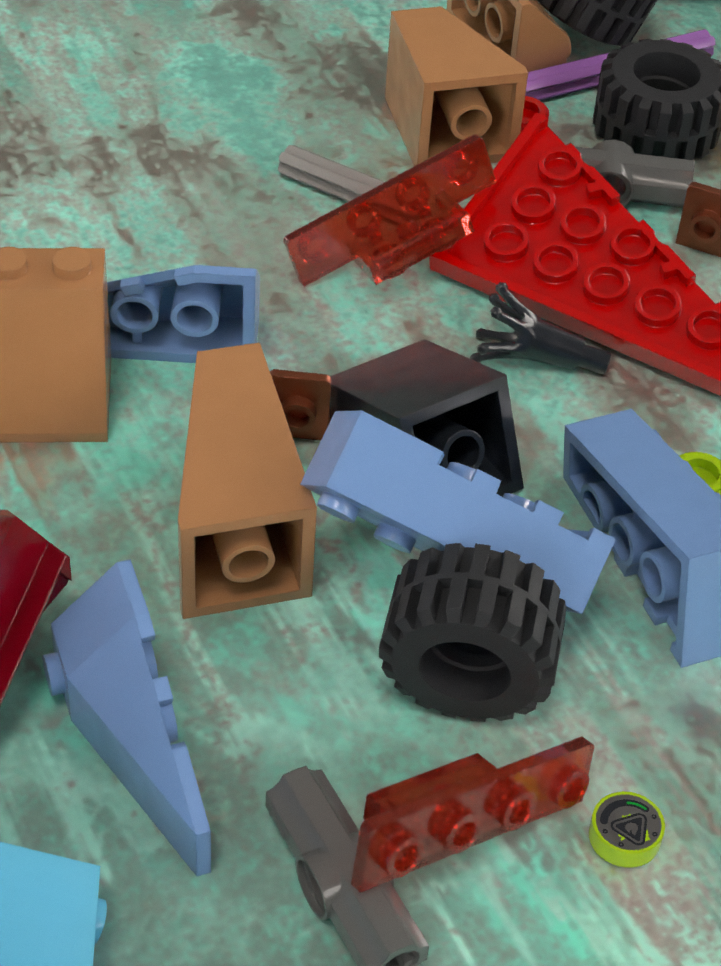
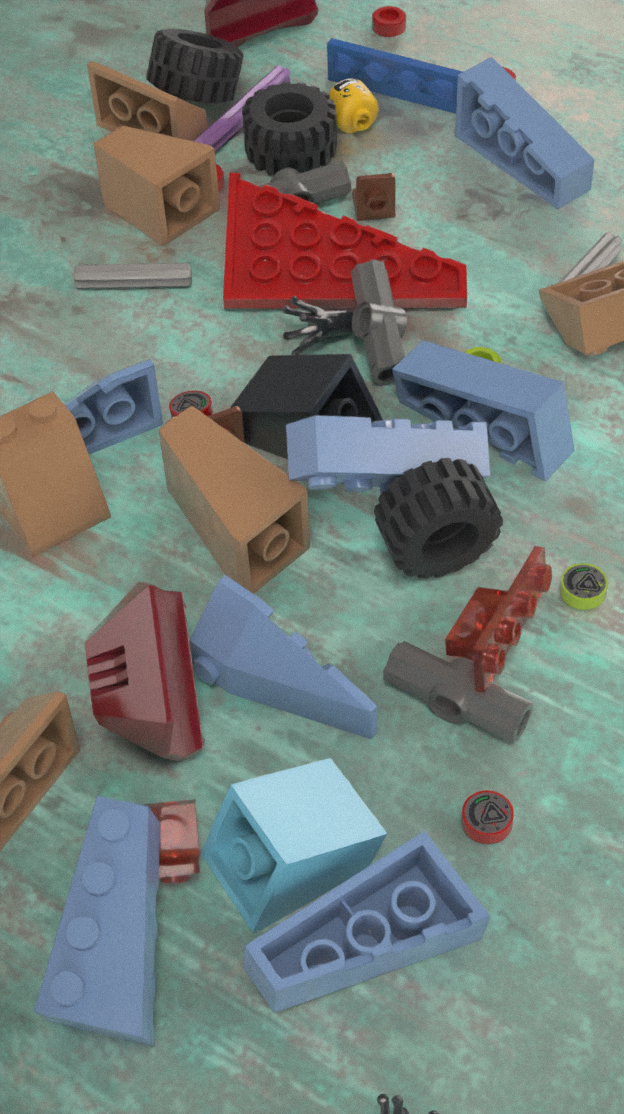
camera: 25 degrees left, 5 degrees up
(295, 355) = (197, 399): none -> tile
(396, 220) = (194, 287): clear red bracket -> none
(597, 358) = (378, 320): none -> dark grey piece

